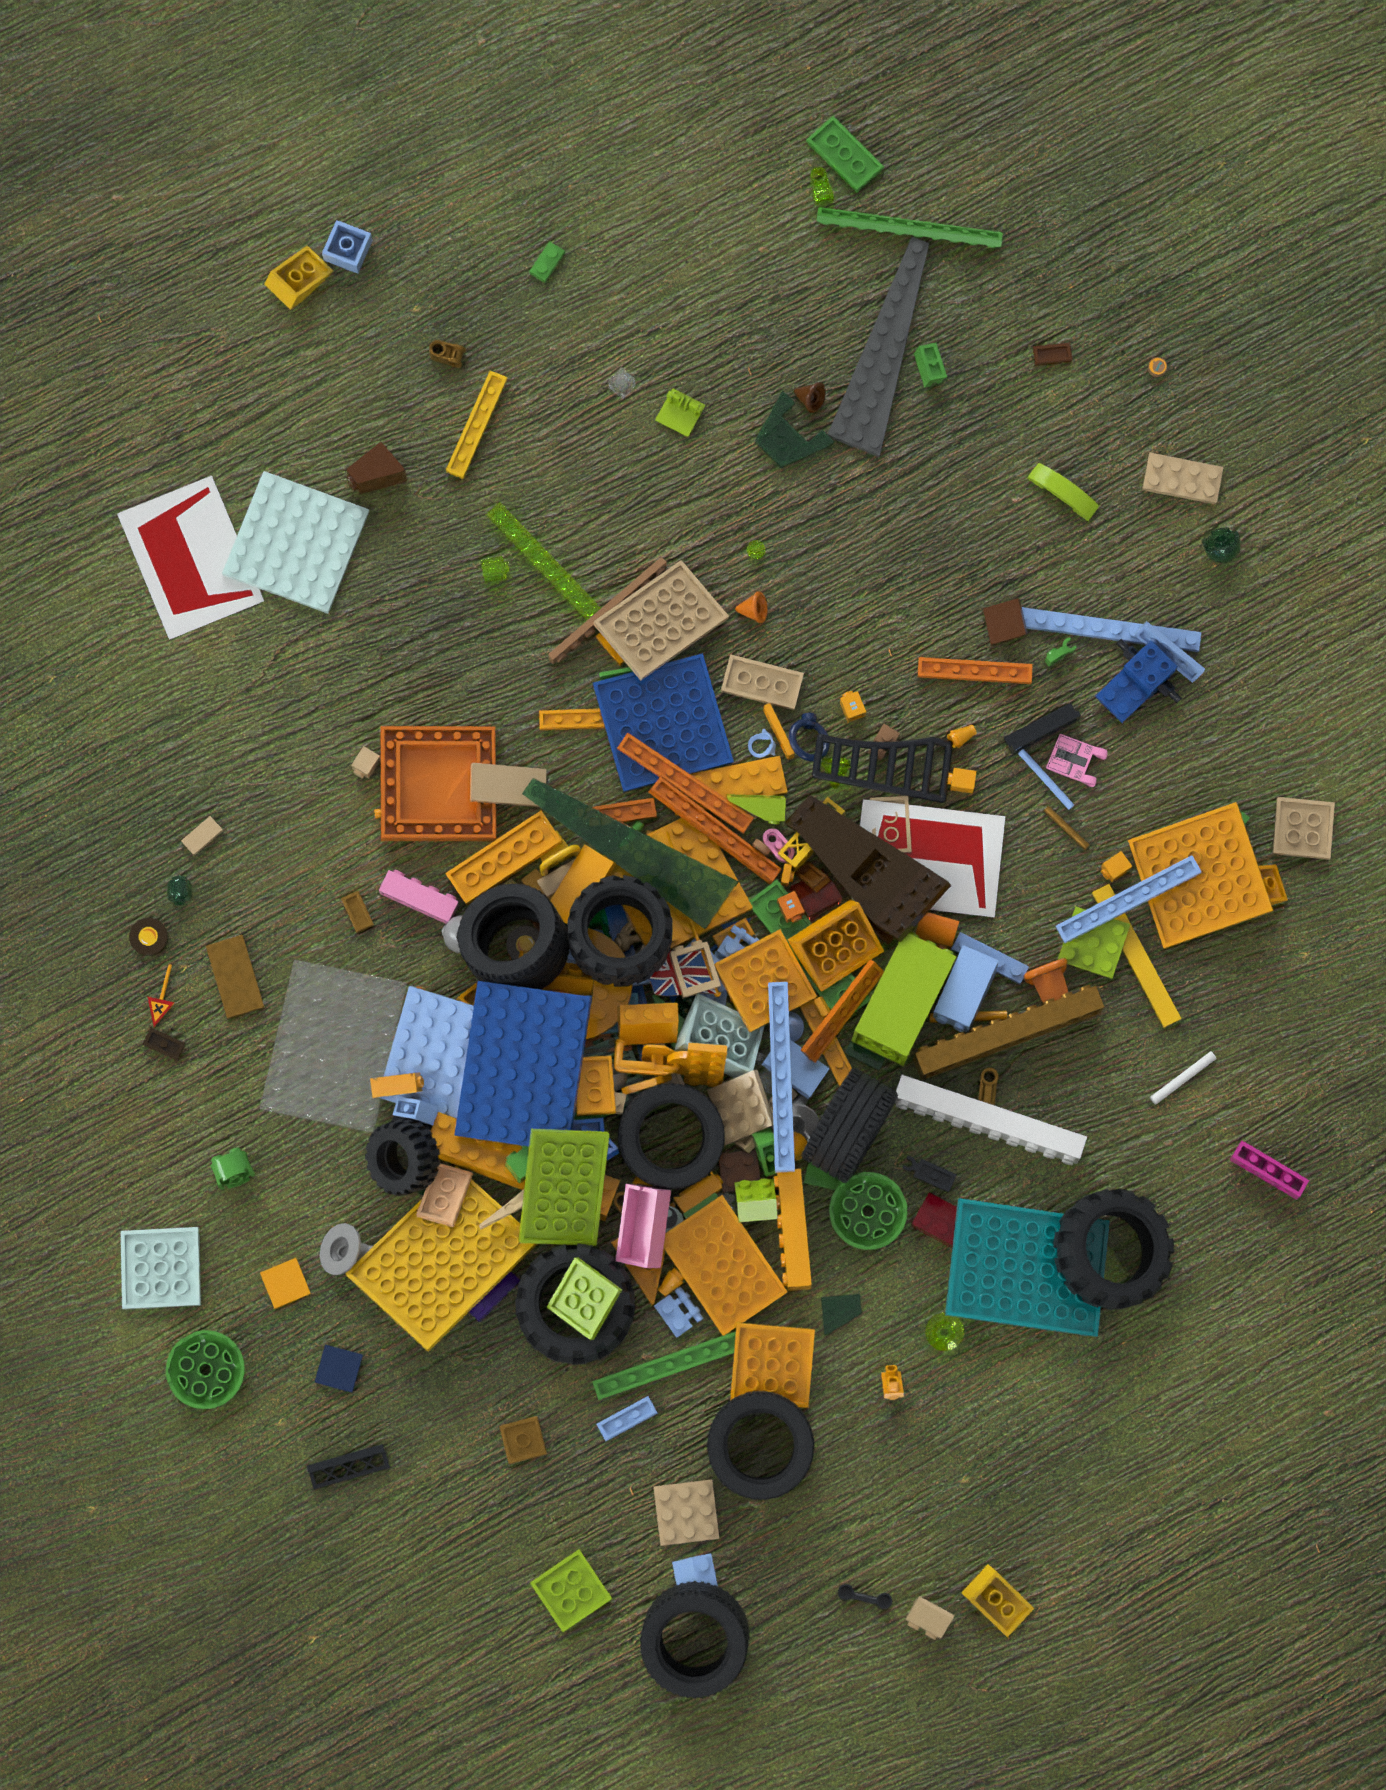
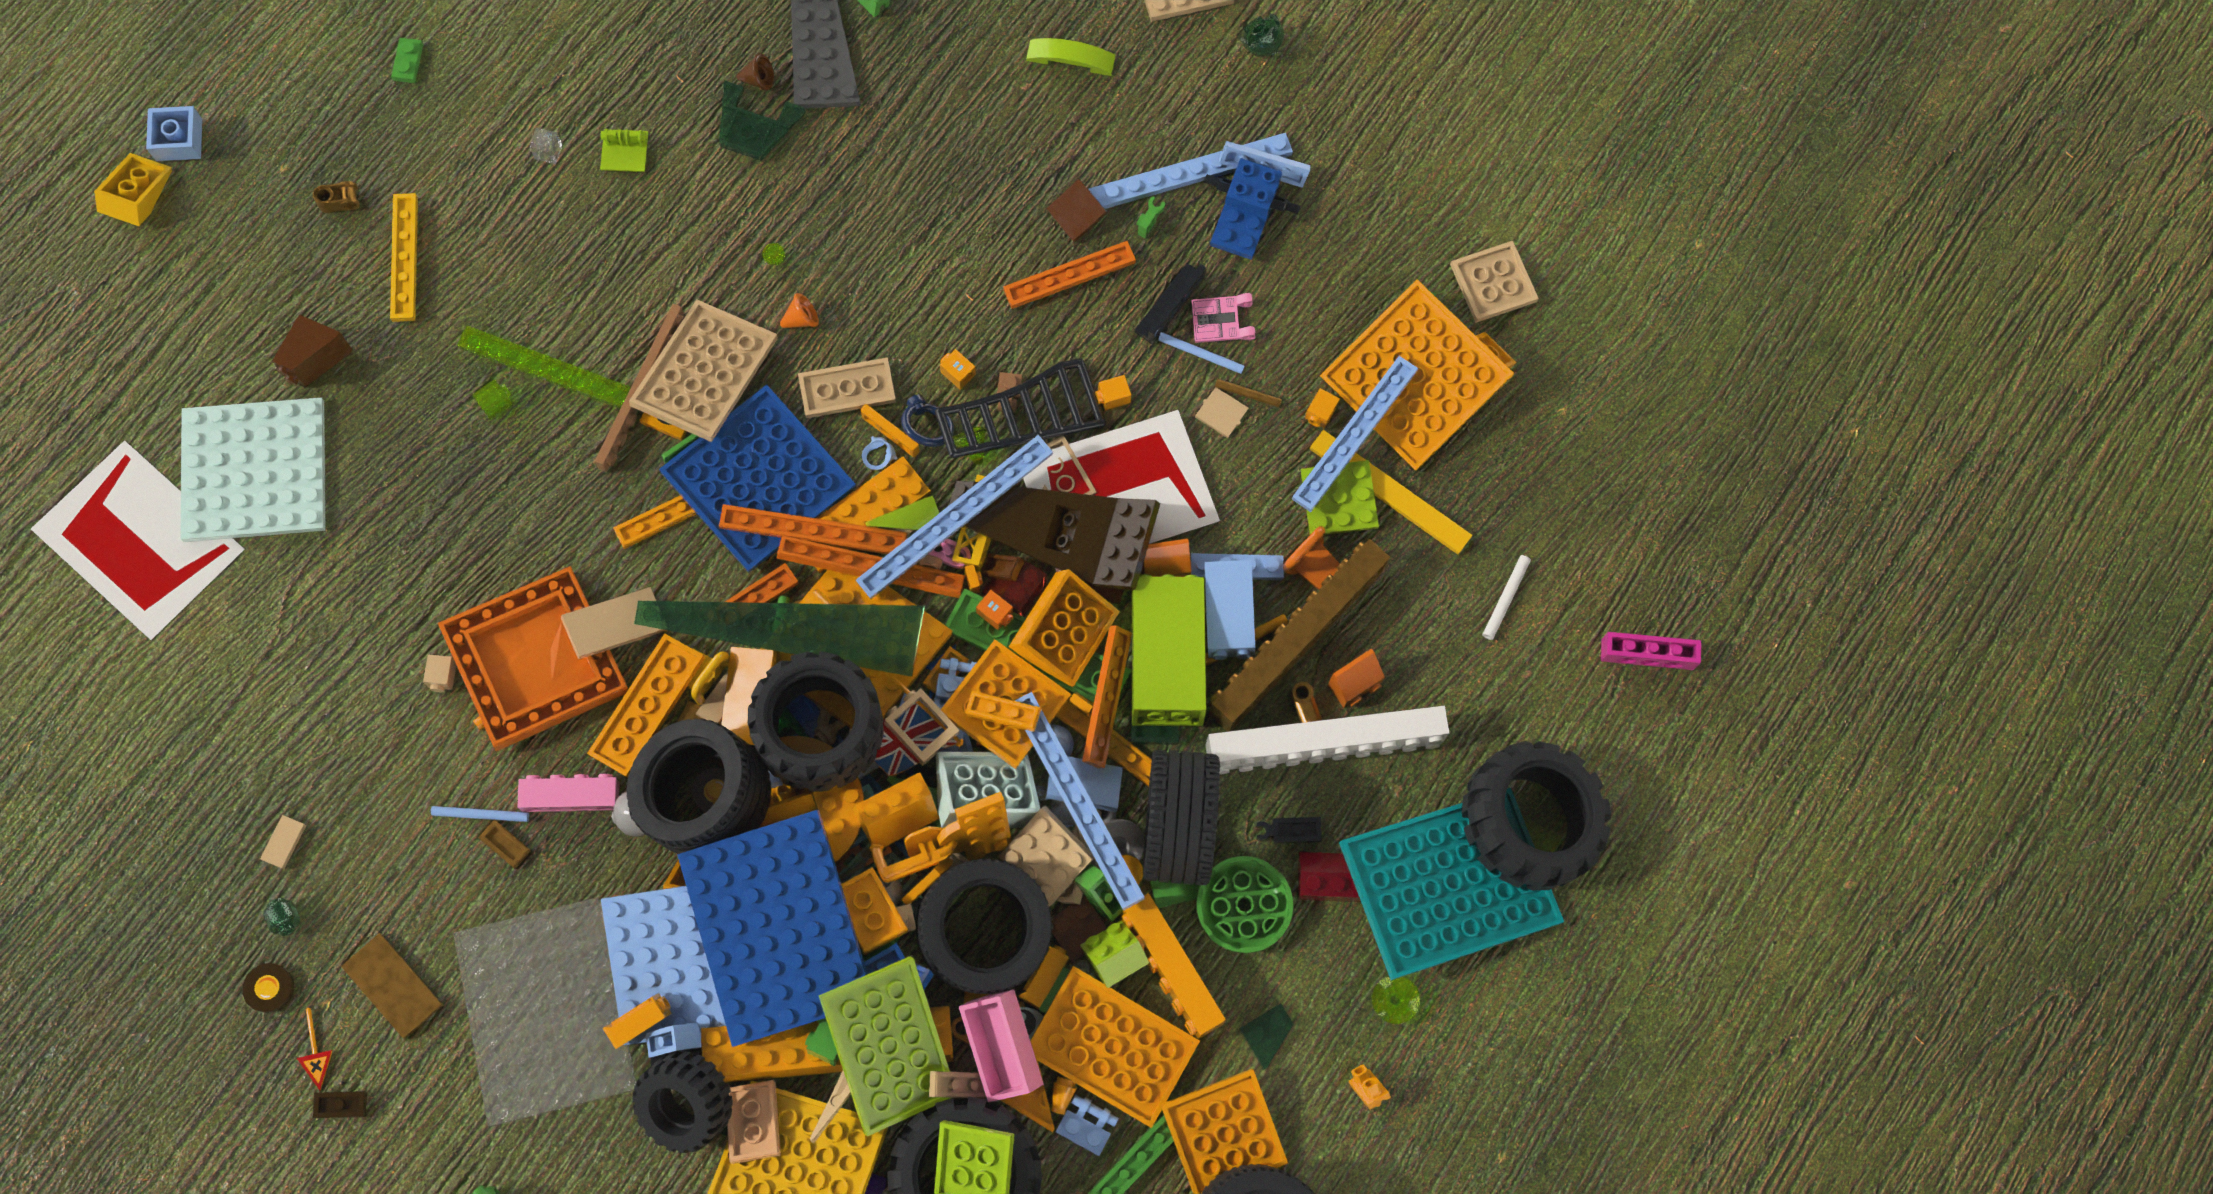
camera: 30 degrees left, 5 degrees down
(349, 881) = (480, 814): none -> light blue bar
(598, 1237) = (956, 1085): none -> tan tile
(759, 986) = (1003, 711): none -> light orange tile
(794, 823) = (954, 517): none -> light blue plate
(961, 735) = (1089, 347): light orange cone -> none
(1035, 1086) = (1357, 679): none -> orange slope
(1038, 833) = (1221, 412): none -> tan piece

